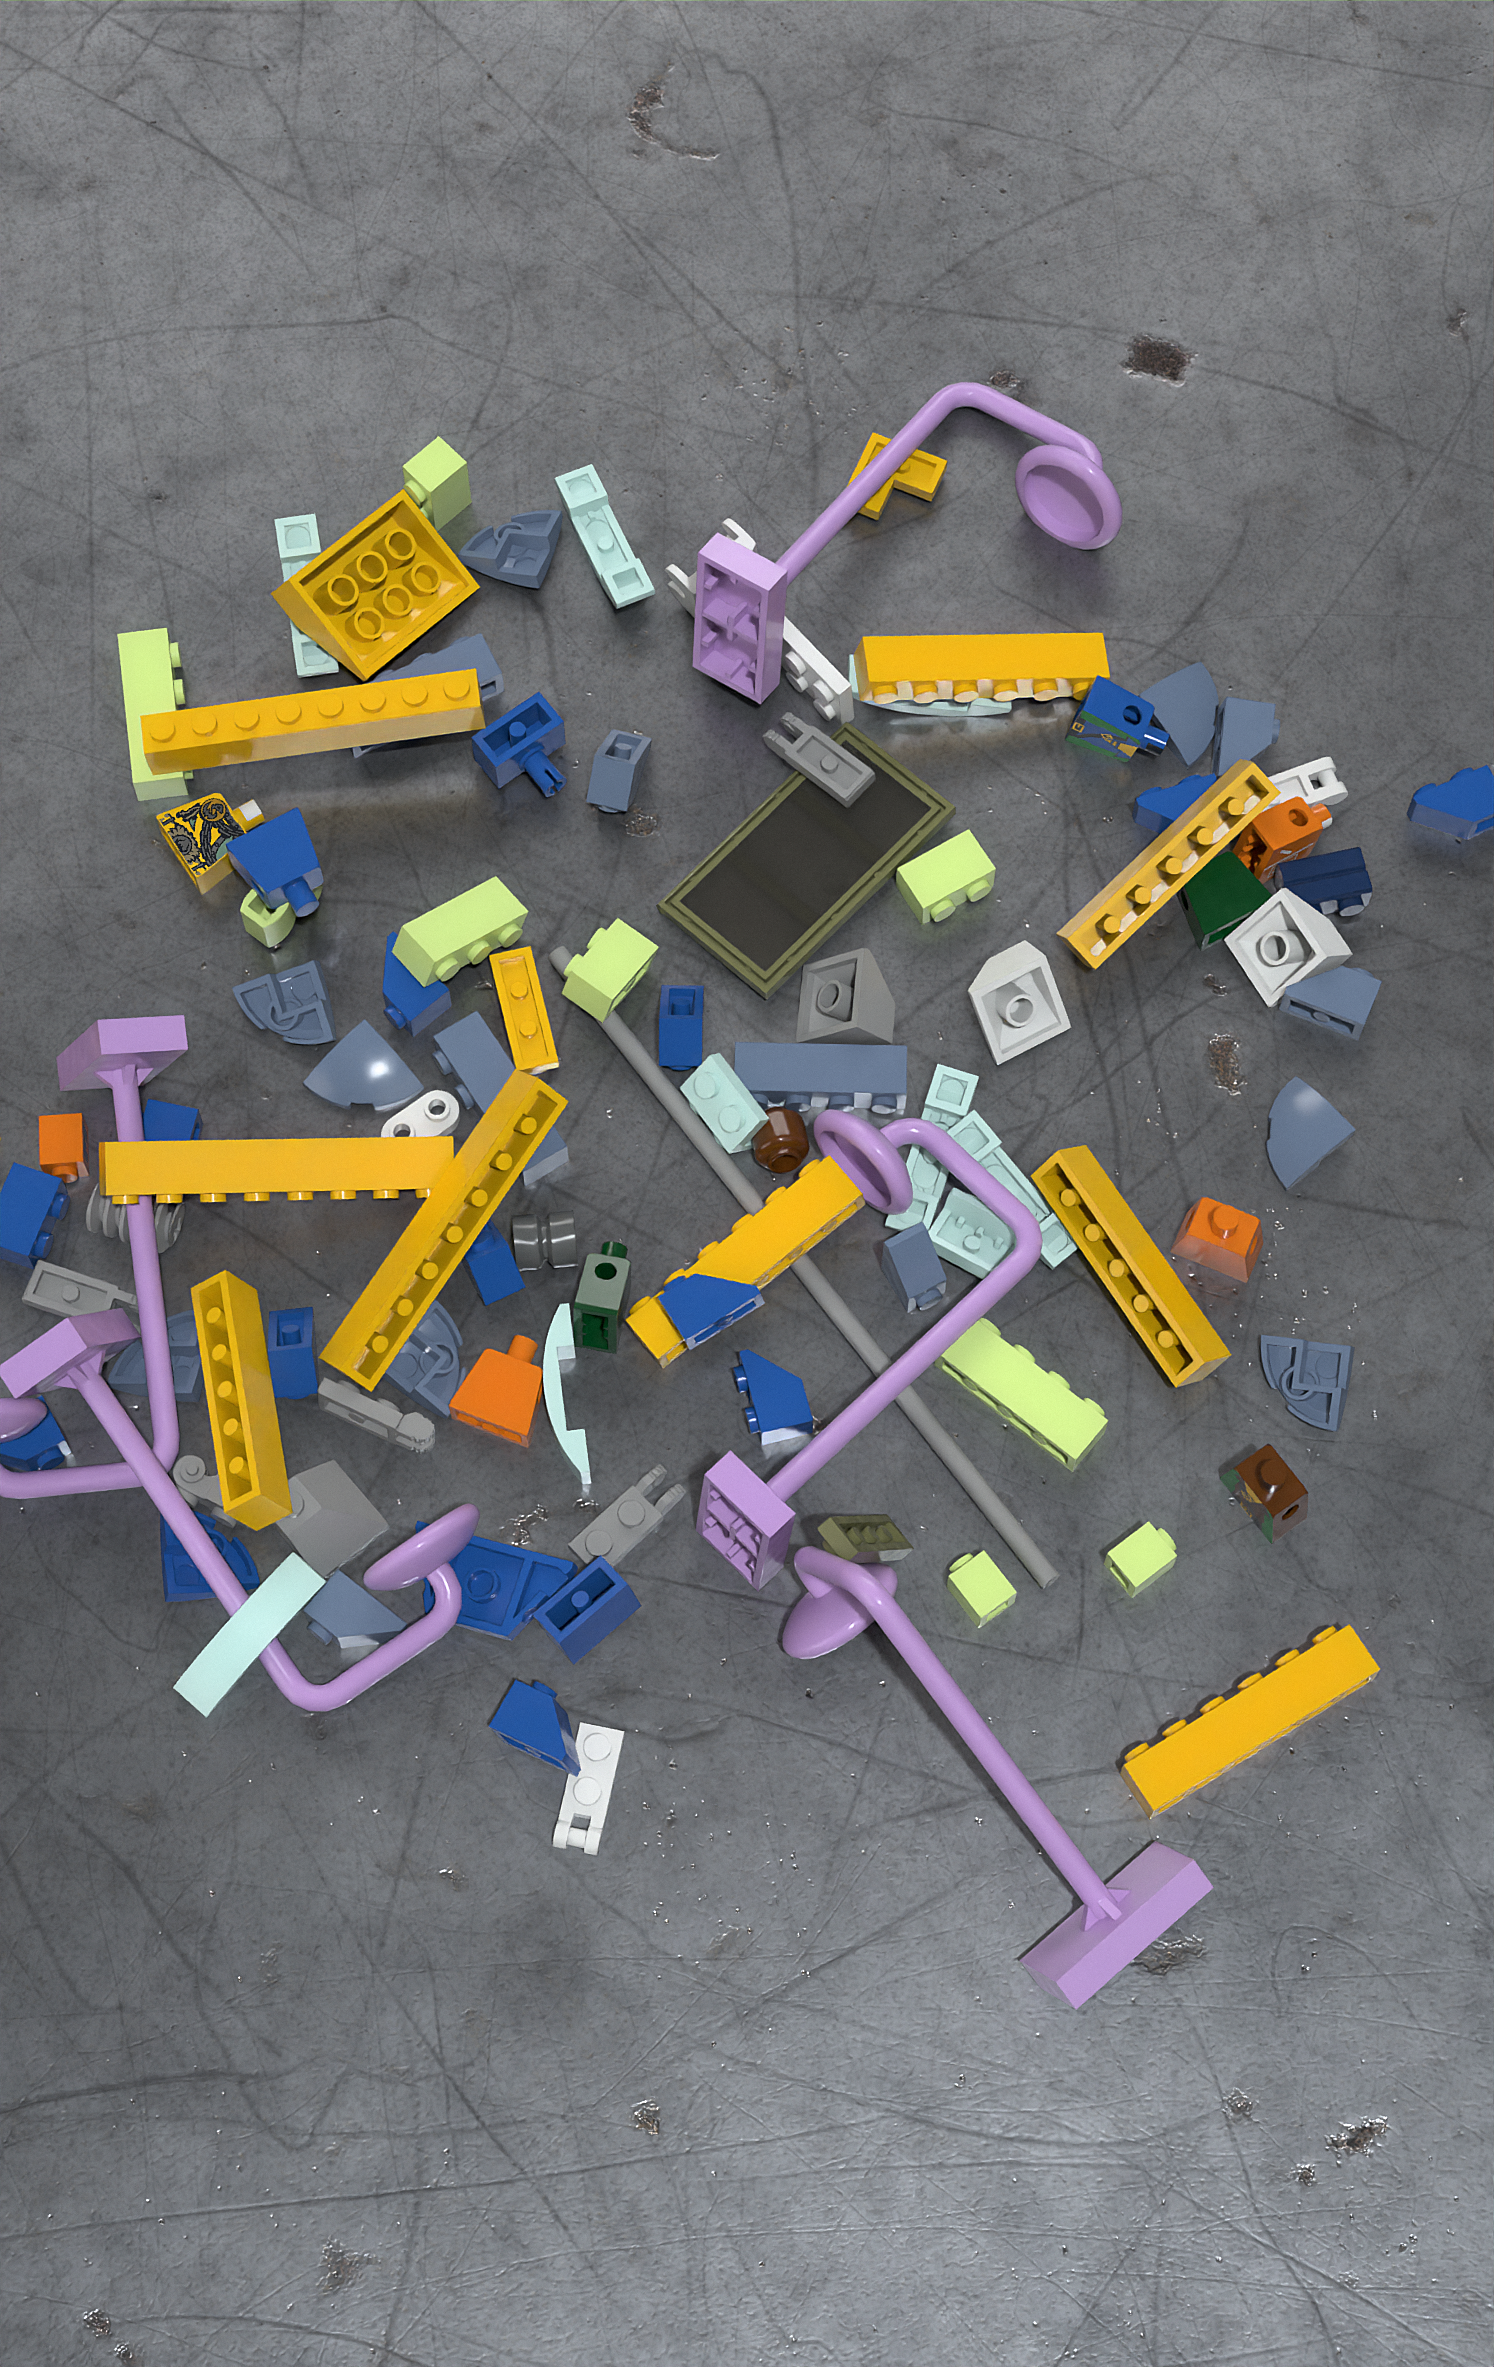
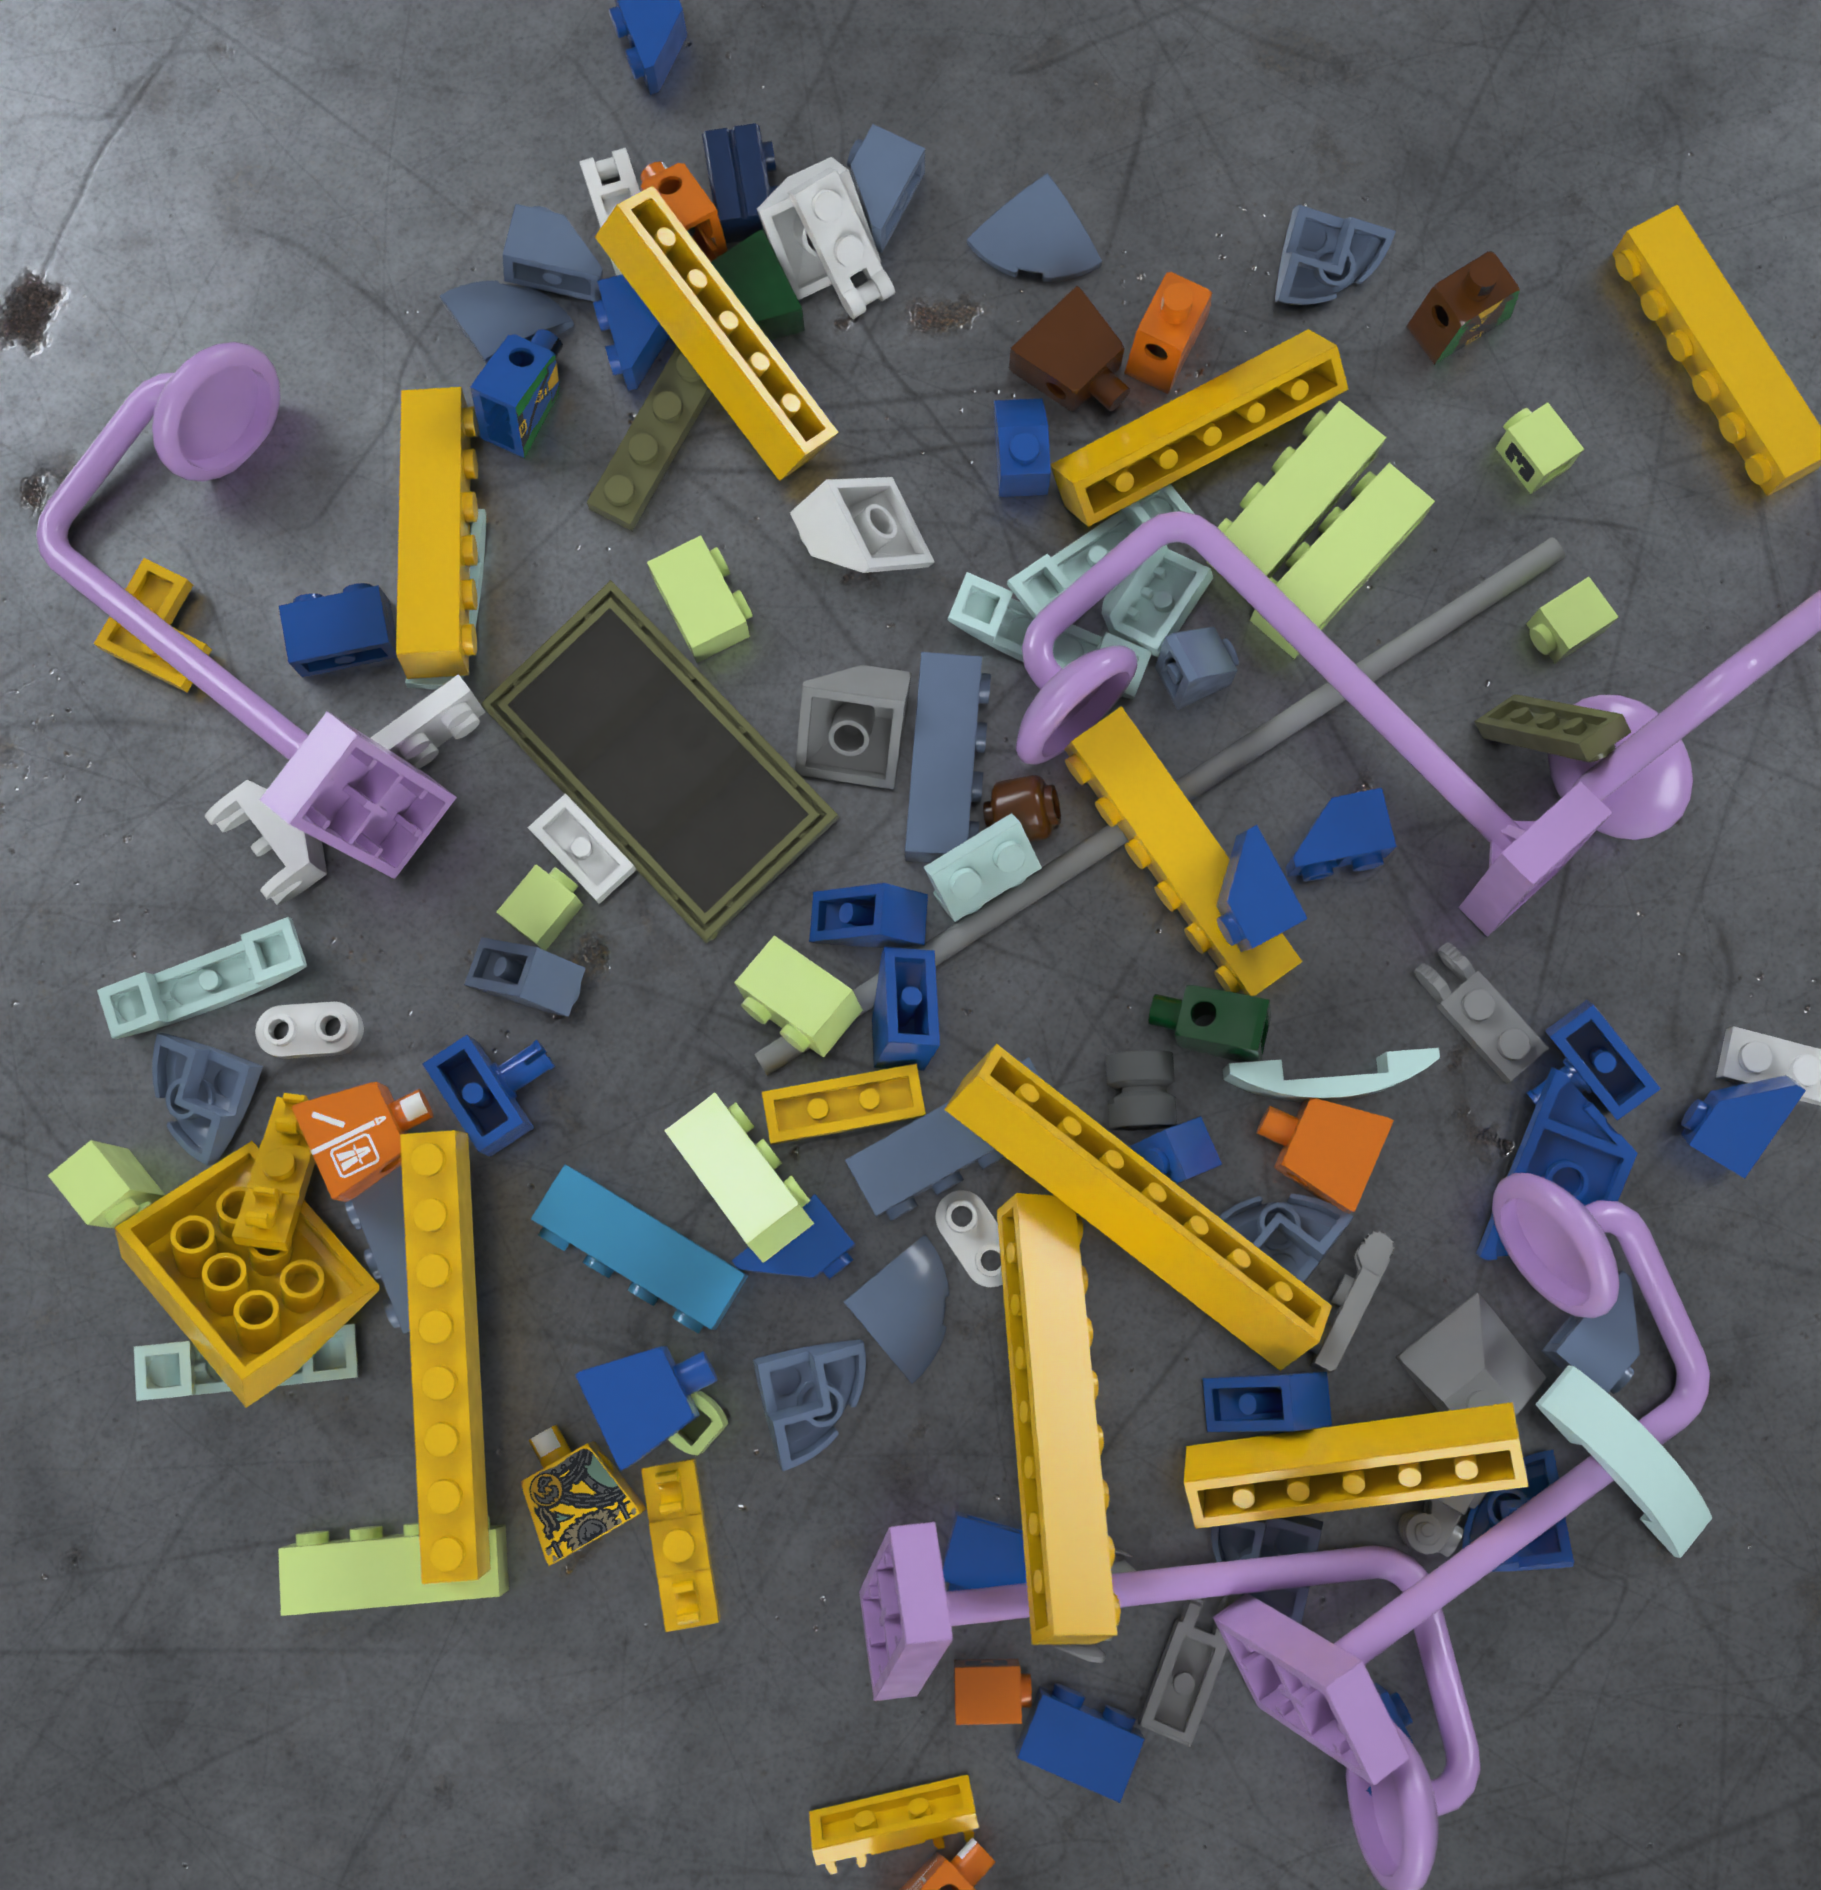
camera: 85 degrees left, 10 degrees up
(174, 919) = (680, 1545): none -> yellow plate
(403, 869) = (639, 1248): none -> dark azure brick
(452, 605) = (276, 1181): none -> yellow plate
(483, 642) = (358, 1134): none -> orange torso
(567, 617) = (307, 1030): none -> white plate
(604, 1052) = (905, 1009): none -> blue slope
(676, 776) = (541, 906): none -> yellowish green brick
(727, 804) = (582, 848): none -> white plate
(821, 760) = (536, 731): light grey hinge -> none
(896, 600) = (338, 629): none -> blue brick
(1076, 831) = (650, 443): none -> olive plate
(1076, 1351) = (1303, 487): none -> yellowish green brick
(1106, 1123) = (1022, 447): none -> blue slope
(1191, 1162) = (1072, 355): none -> reddish brown torso
(1269, 962) = (840, 241): none -> white plate

